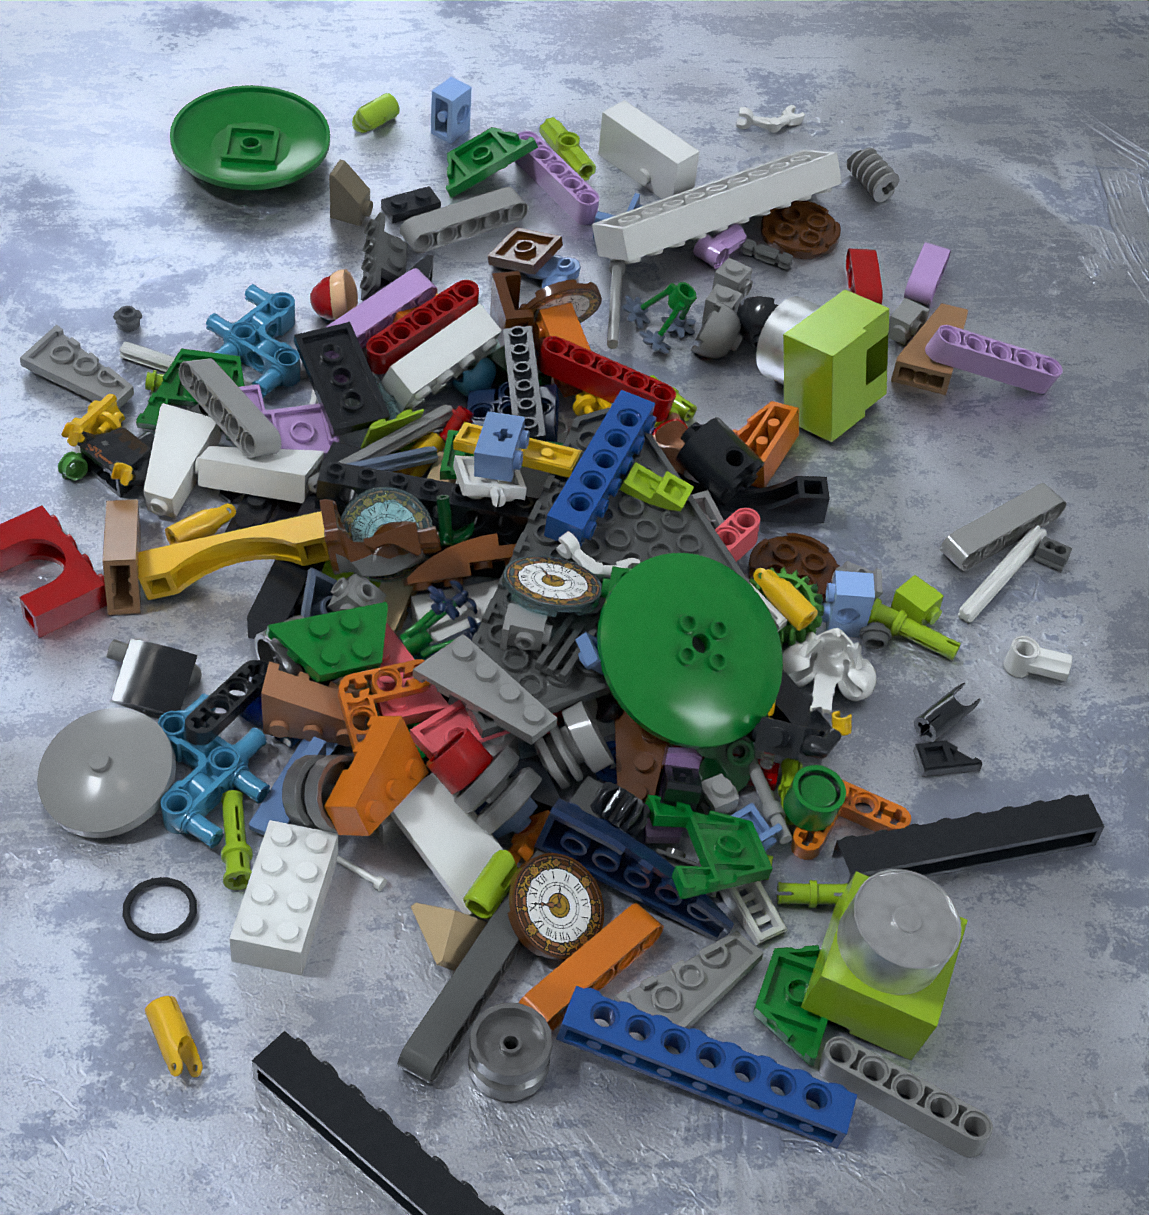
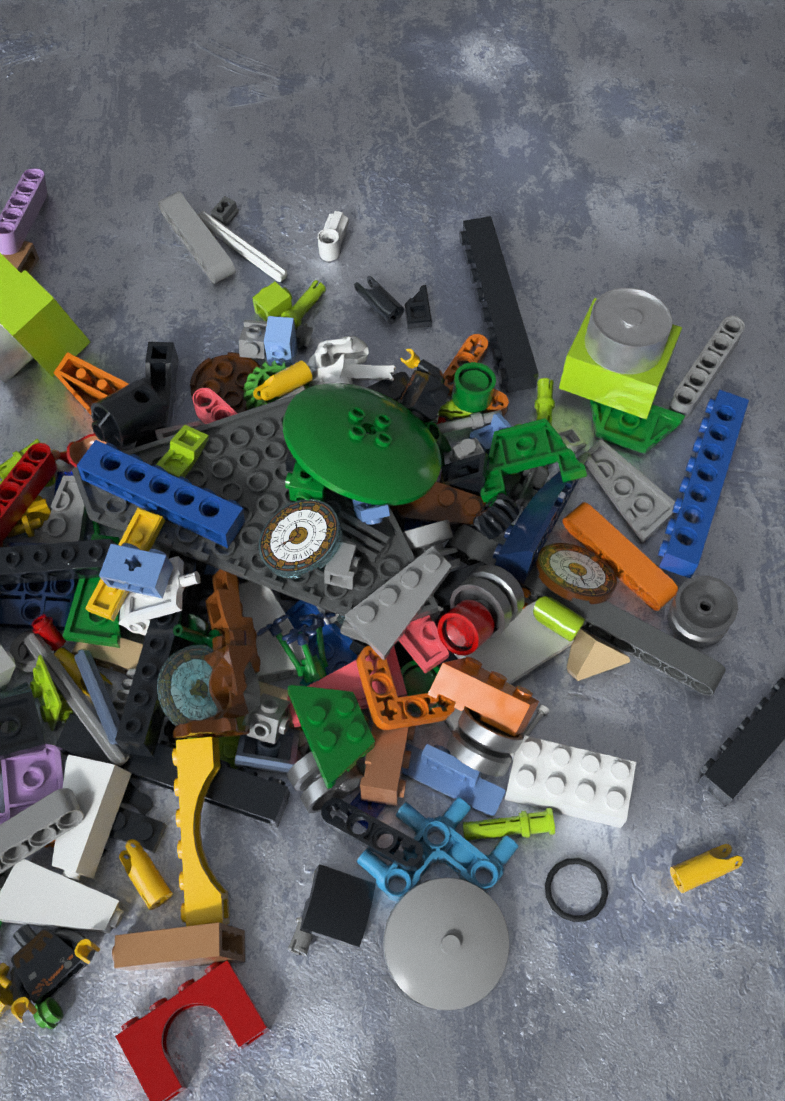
camera: 80 degrees left, 15 degrees up
(571, 549) = (274, 489): white piece -> none

